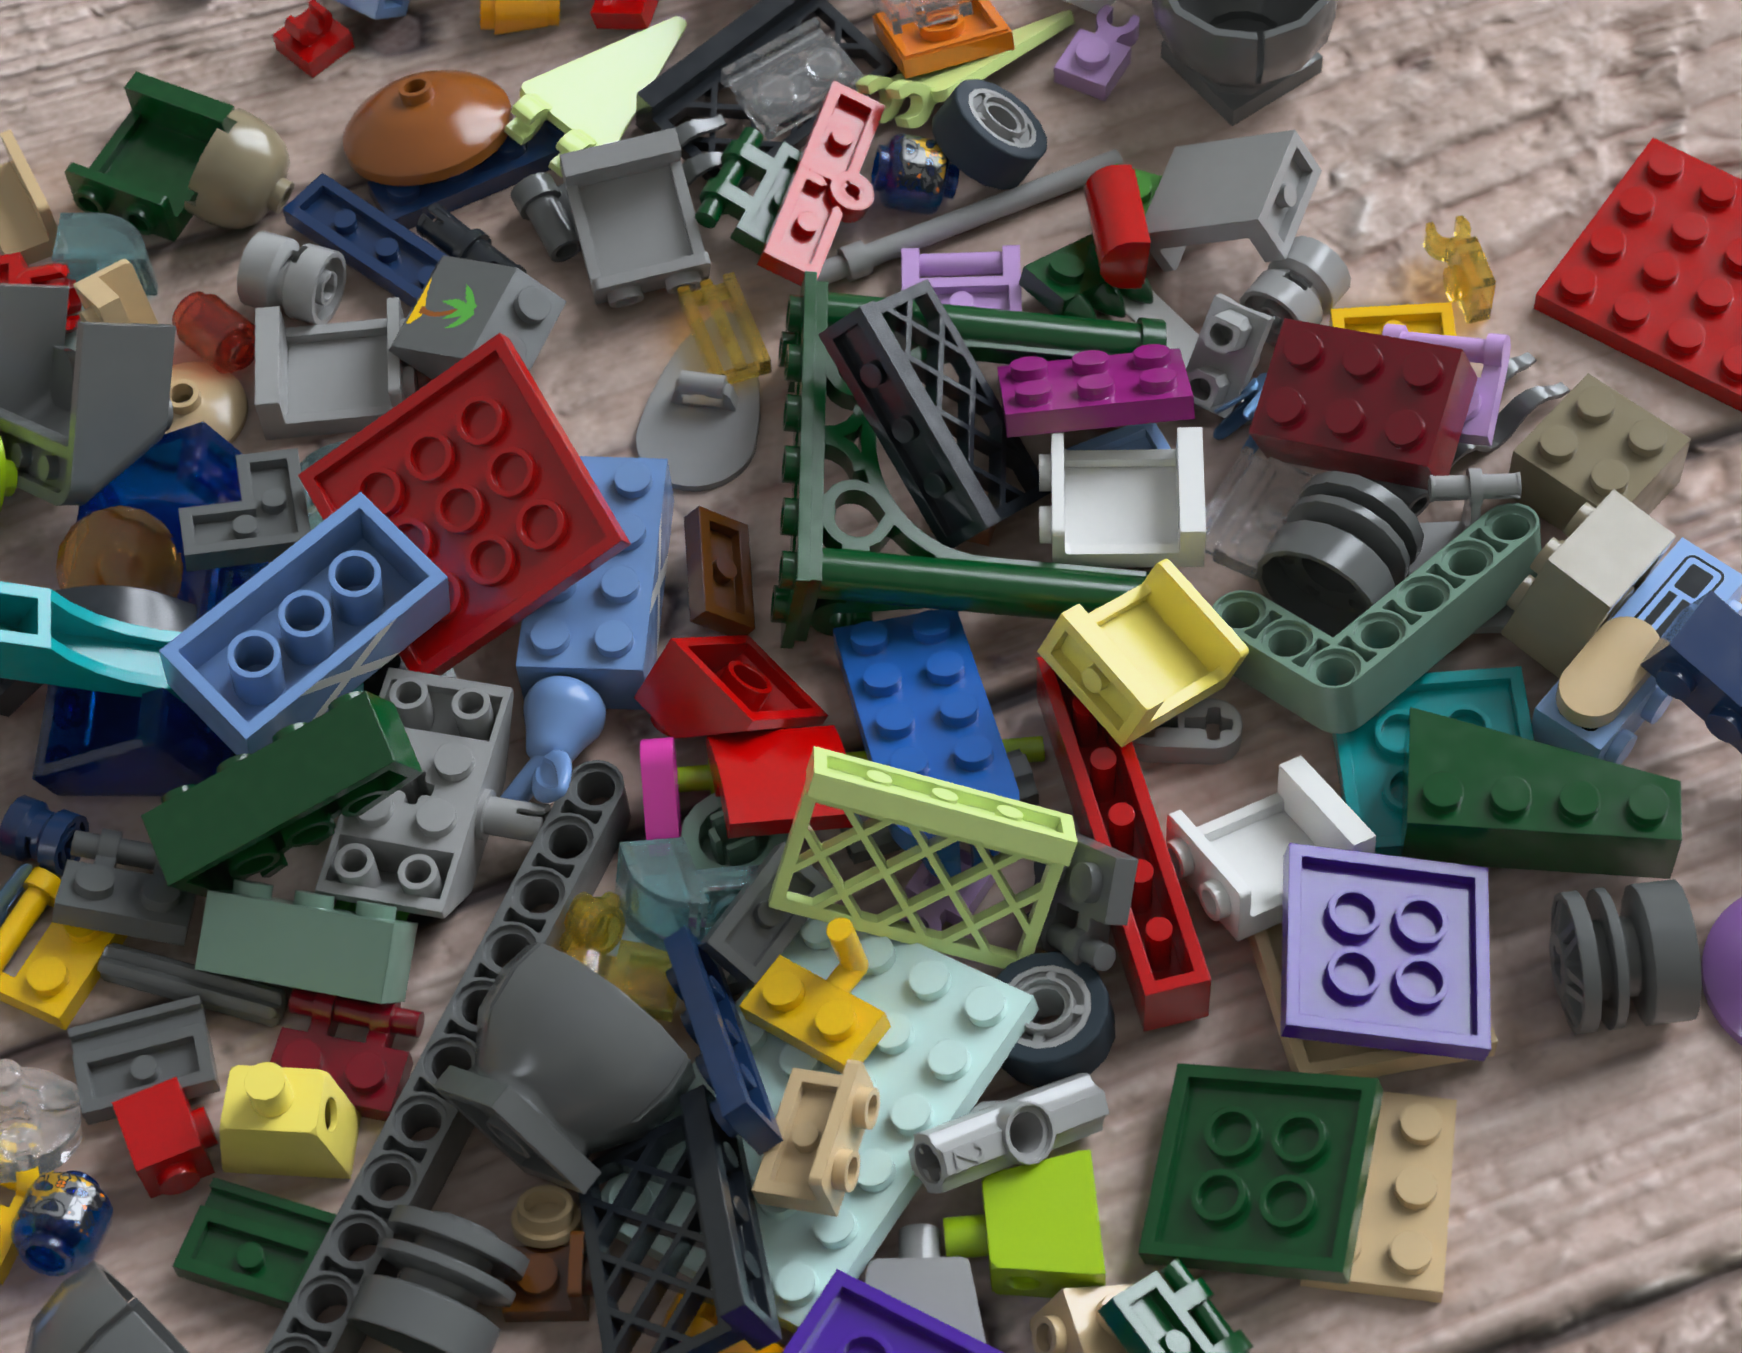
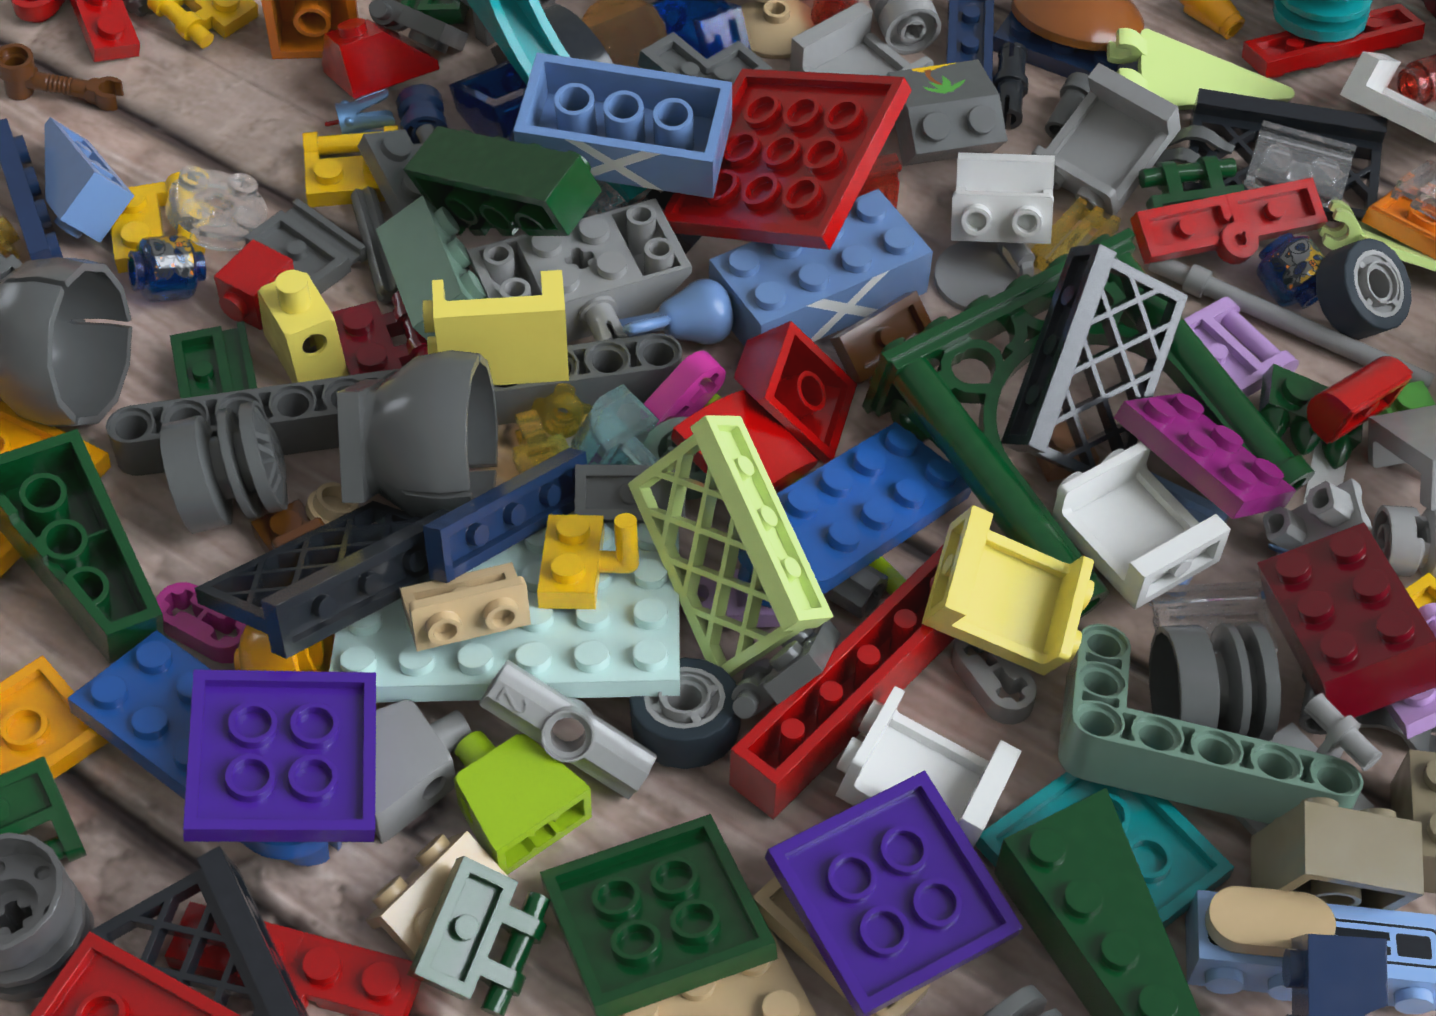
camera: 50 degrees right, 5 degrees down
(503, 918) = (516, 335): none -> light yellow panel
(639, 356) = (1003, 198): none -> white panel

